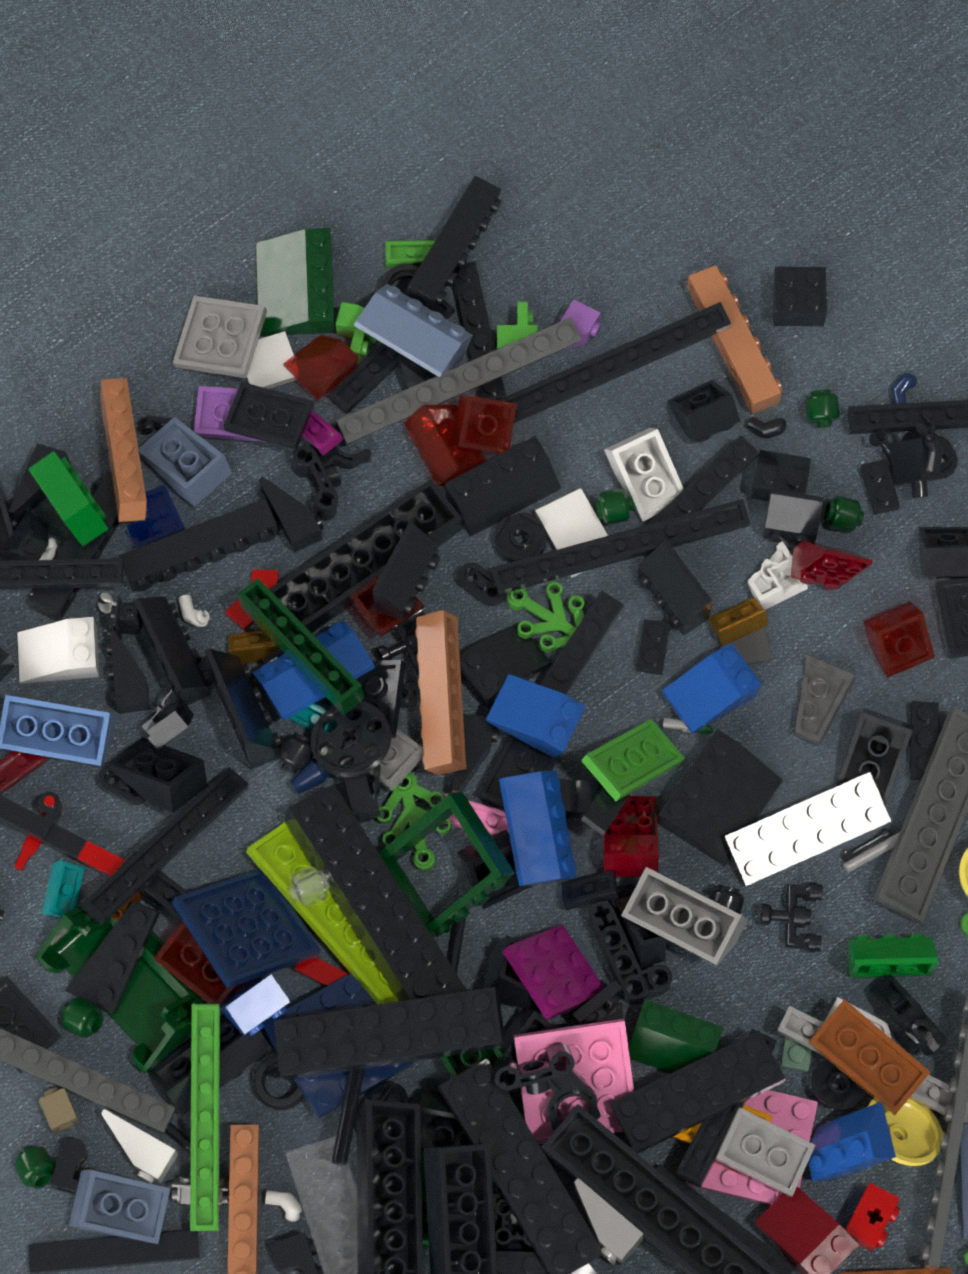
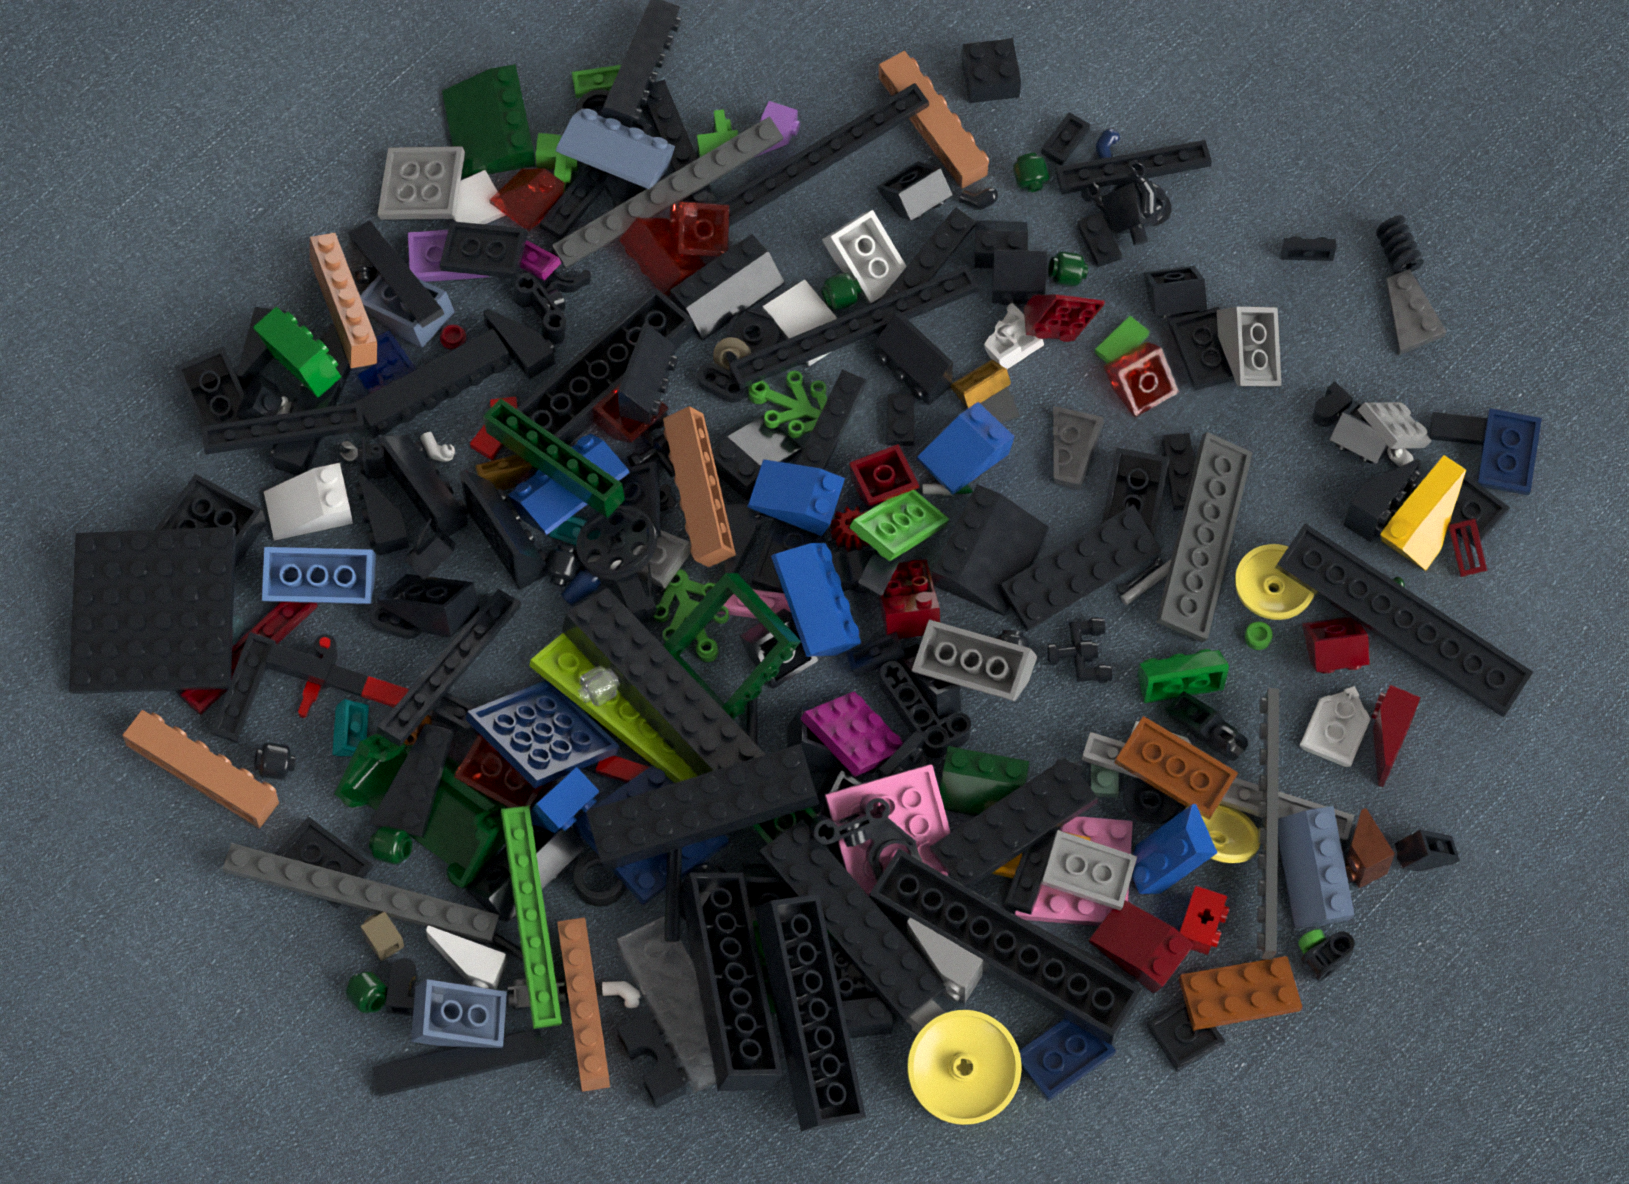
camera: 10 degrees left, 5 degrees down
(179, 429) = (396, 274): none -> black tile
(226, 499) = (452, 337): none -> dark red plate
(497, 548) = (731, 344): none -> dark tan piece
(580, 748) = (841, 529): none -> red gear
(625, 707) = (882, 475): none -> dark red slope
(862, 377) = (1065, 138): none -> black plate
(886, 596) = (1123, 339): none -> bright green tile

